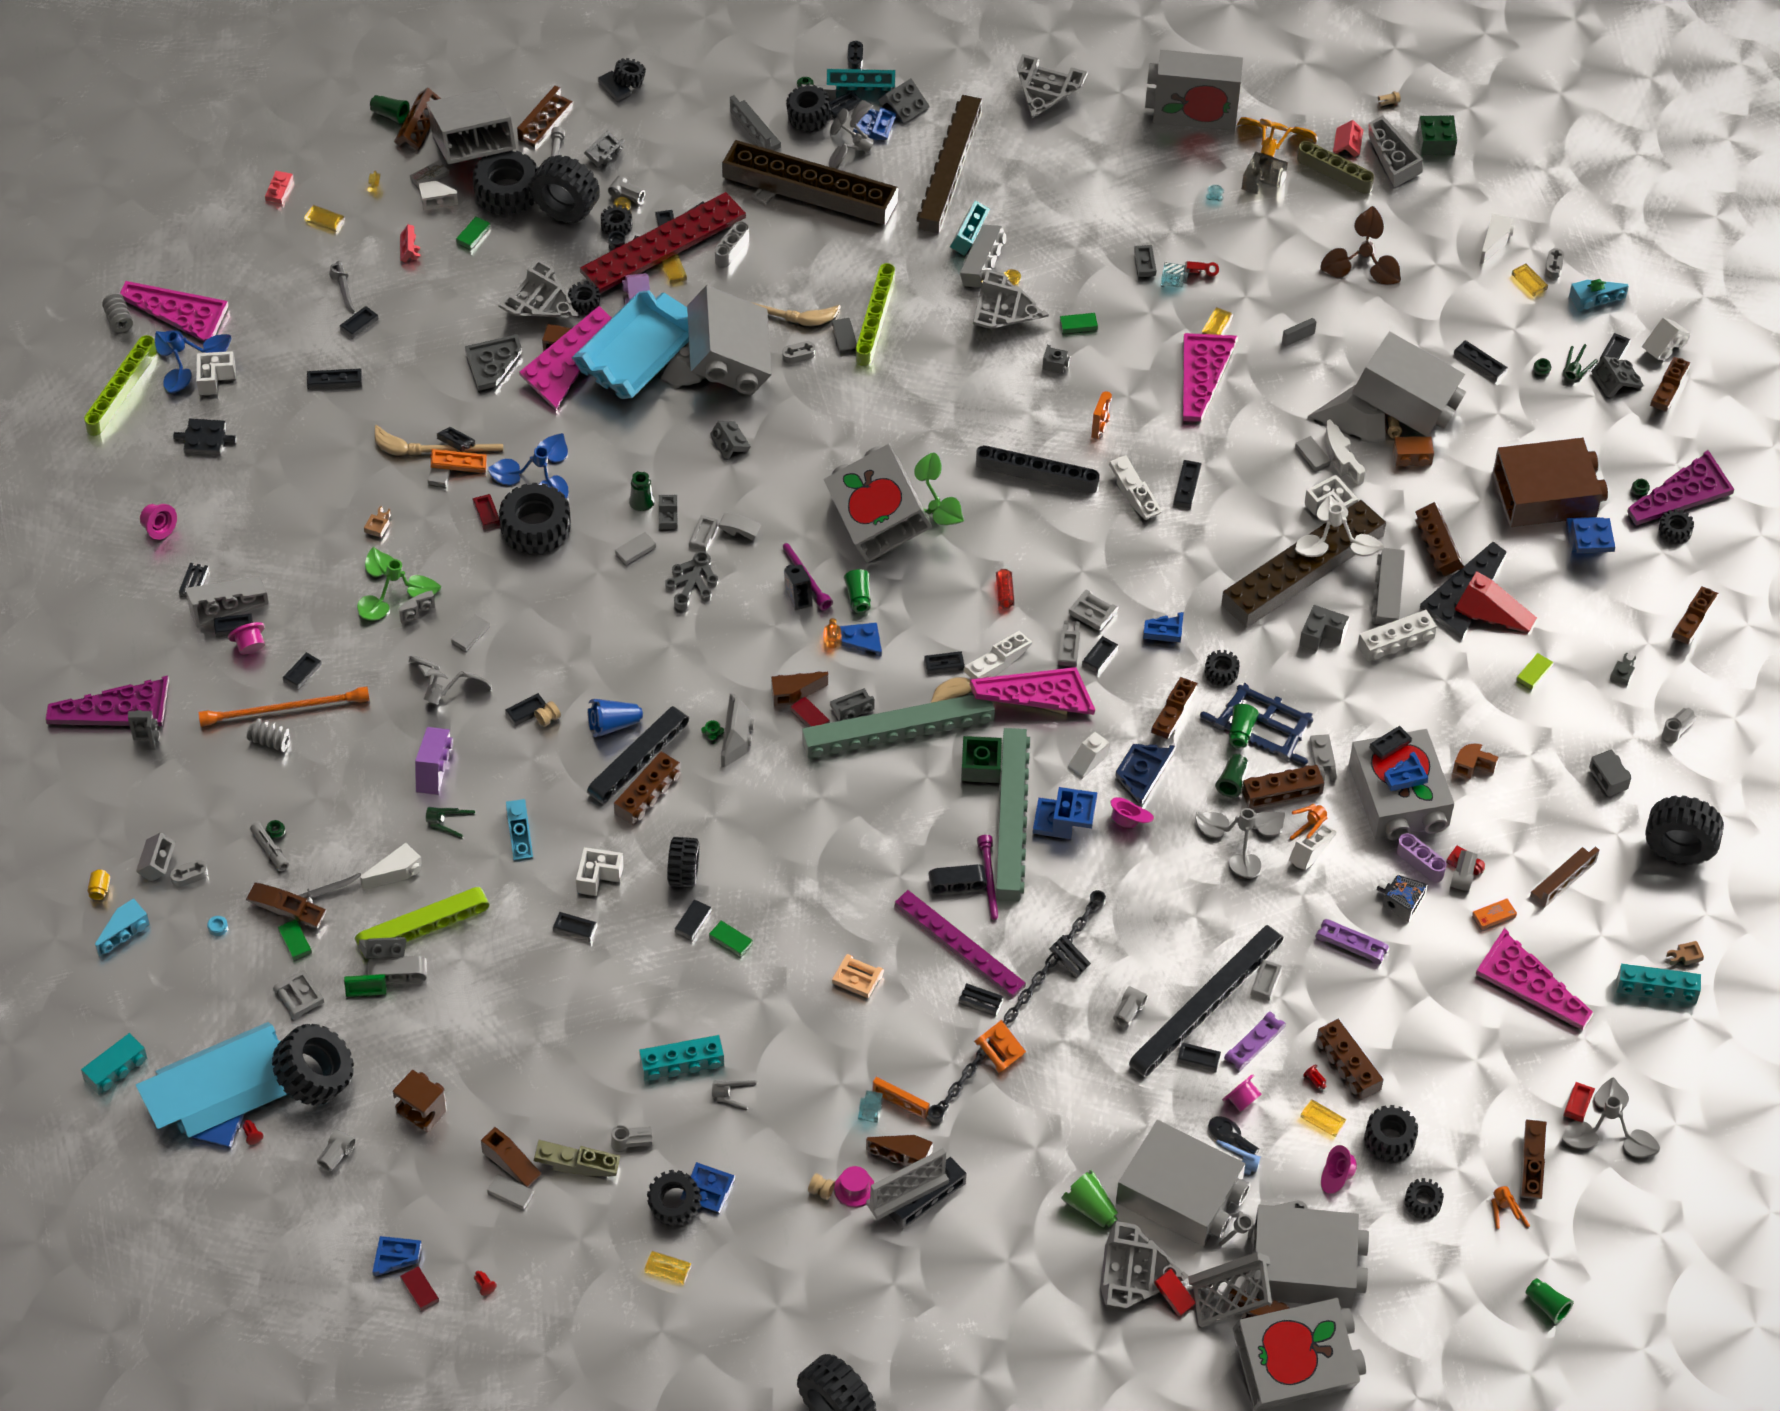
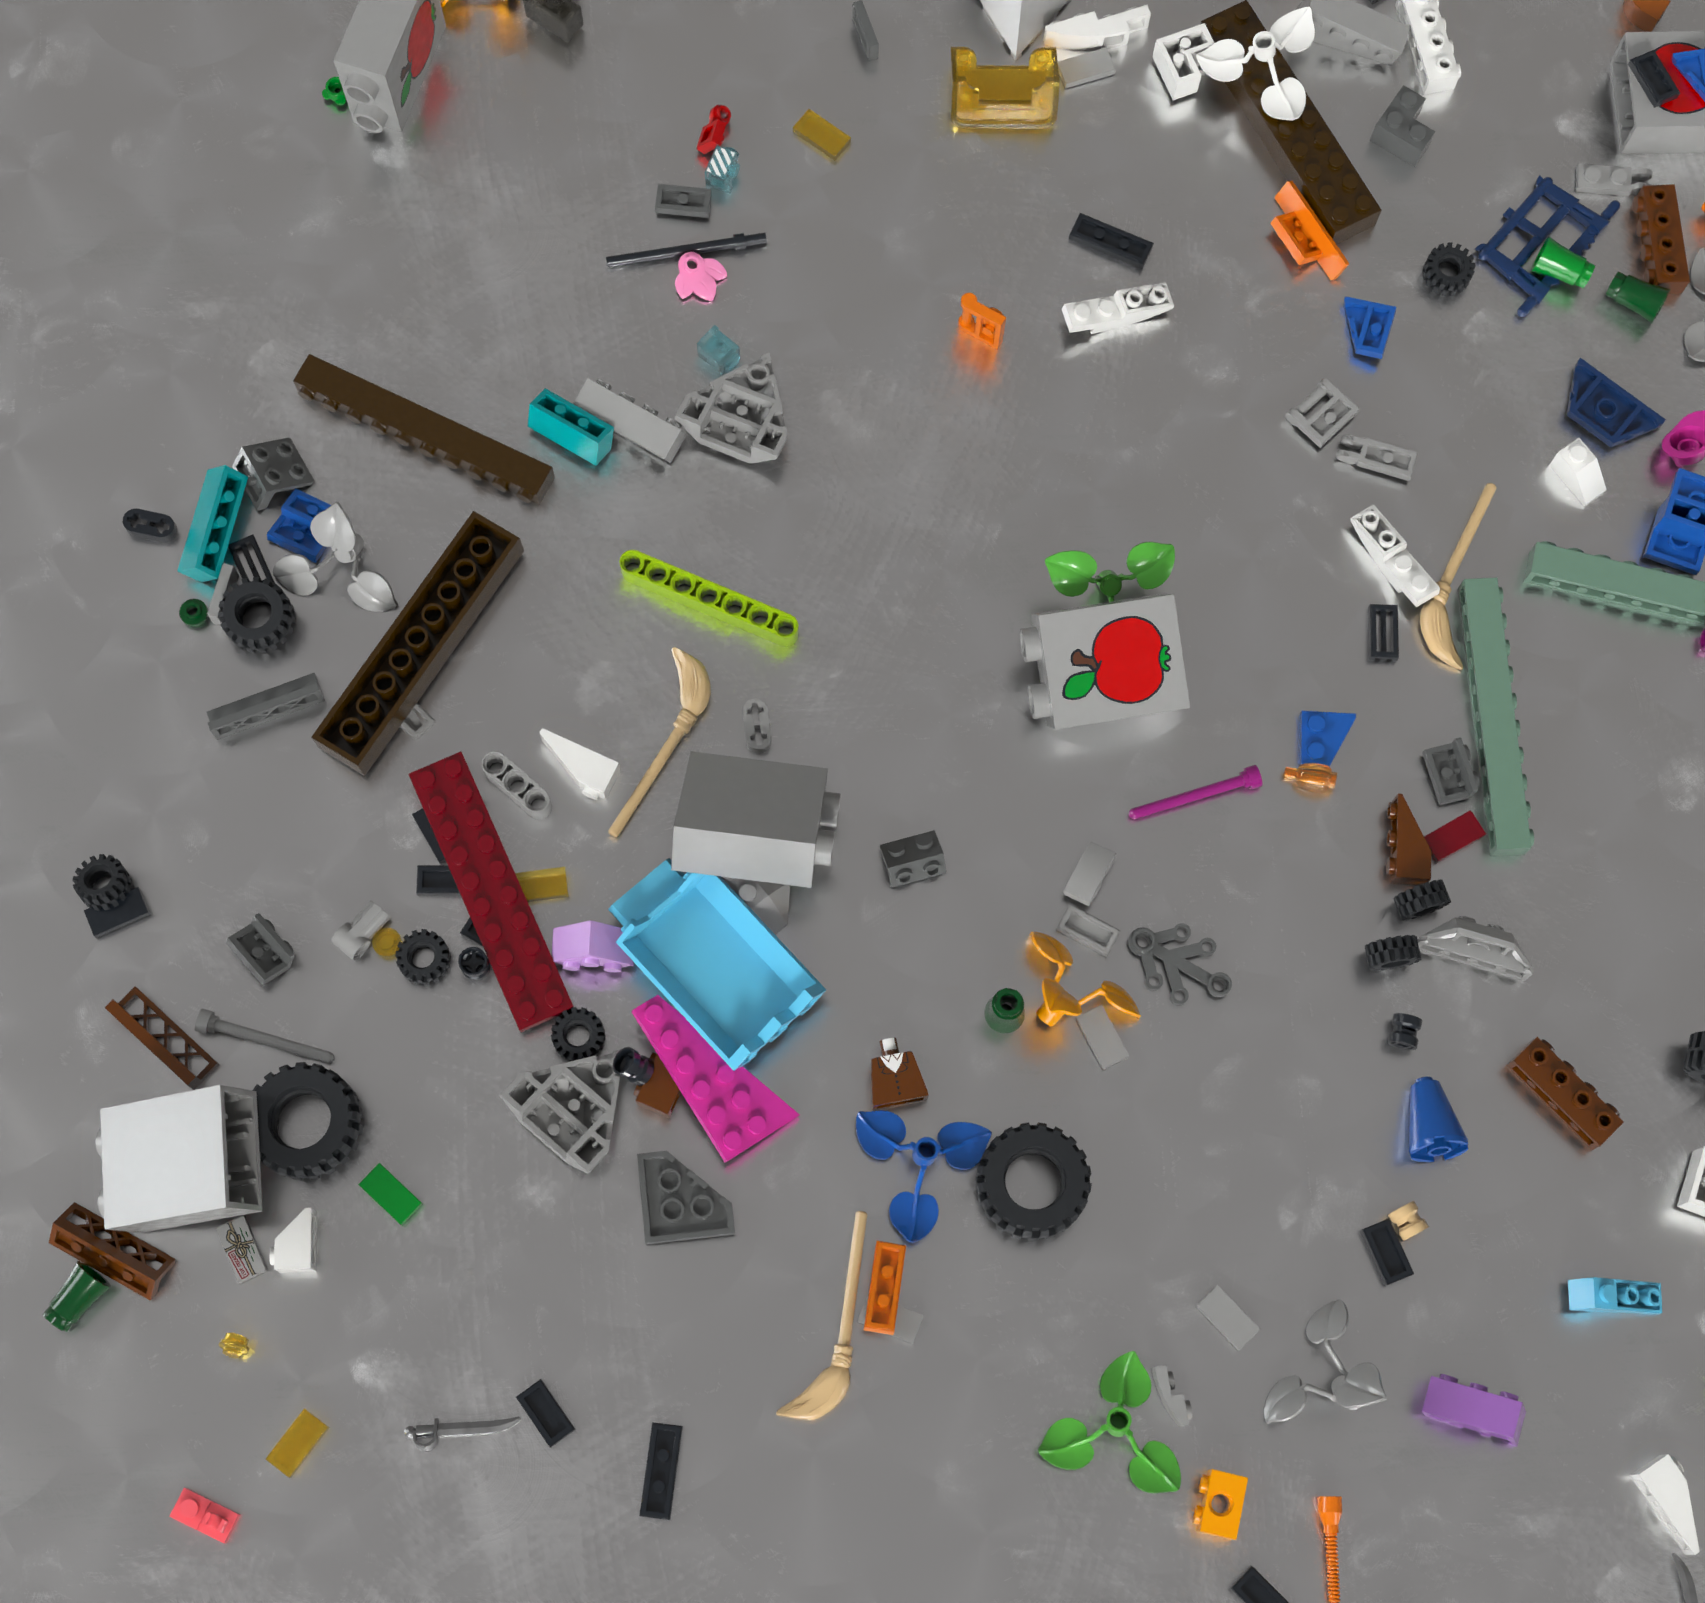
camera: 80 degrees left, 20 degrees up
(355, 639) = (1233, 1490): none -> light orange brick
(377, 524) = (990, 1438): medium nougat plate -> none
(407, 246) = (395, 1308): coral plate -> none
(436, 815) = (1579, 1420): dark green plant -> none
(455, 439) = (846, 1293): black tile -> none
(486, 511) = (988, 1257): dark red tile -> none
(566, 319) = (633, 1066): none -> black wheel
(574, 177) = (365, 1024): black tyre -> none
(587, 448) = (895, 1077): none -> reddish brown torso
(638, 755) = (1501, 1096): black beam -> none
(645, 498) = (1059, 1001): none -> light orange plant
(665, 700) = (1405, 1031): none -> black wheel
(668, 512) = (1029, 974): dark grey slope -> none
(712, 725) = (1469, 974): green plate -> none
(719, 681) = (1393, 952): none -> black tyre
(751, 272) = (588, 769): none -> white slope
(758, 693) = (1422, 899): none -> black tyre
(795, 578) = (1234, 807): black torso -> none
(844, 334) = (737, 650): dark grey slope -> none
(858, 589) = (1244, 723): green plant -> none
(981, 759) = (1577, 614): dark green brick -> none
(1005, 588) = (1267, 522): clear red axle -> none
(1014, 276) = (672, 390): clear yellow plate -> none
(1037, 469) = (1054, 443): black beam -> none
(1043, 689) = (1466, 503): dark pink wing -> none
(1045, 293) = (719, 360): none -> clear light blue brick
(1046, 86) = (303, 254): light grey wedge -> none
(1055, 360) = (851, 370): dark grey brick -> none
(1078, 323) = (781, 318): green tile -> none
(1093, 278) = (701, 279): none -> bright pink plate
(1100, 654) = (1398, 422): black tile -> none
(1124, 292) = (738, 242): none -> black bar
(1175, 708) = (1512, 346): reddish brown slope -> none
(1203, 365) = (904, 170): dark pink wing -> none
(1215, 193) = (573, 72): clear light blue plate -> none
(1218, 581) = (1305, 233): none -> orange bracket
(1275, 405) = (1004, 94): none -> clear yellow windscreen

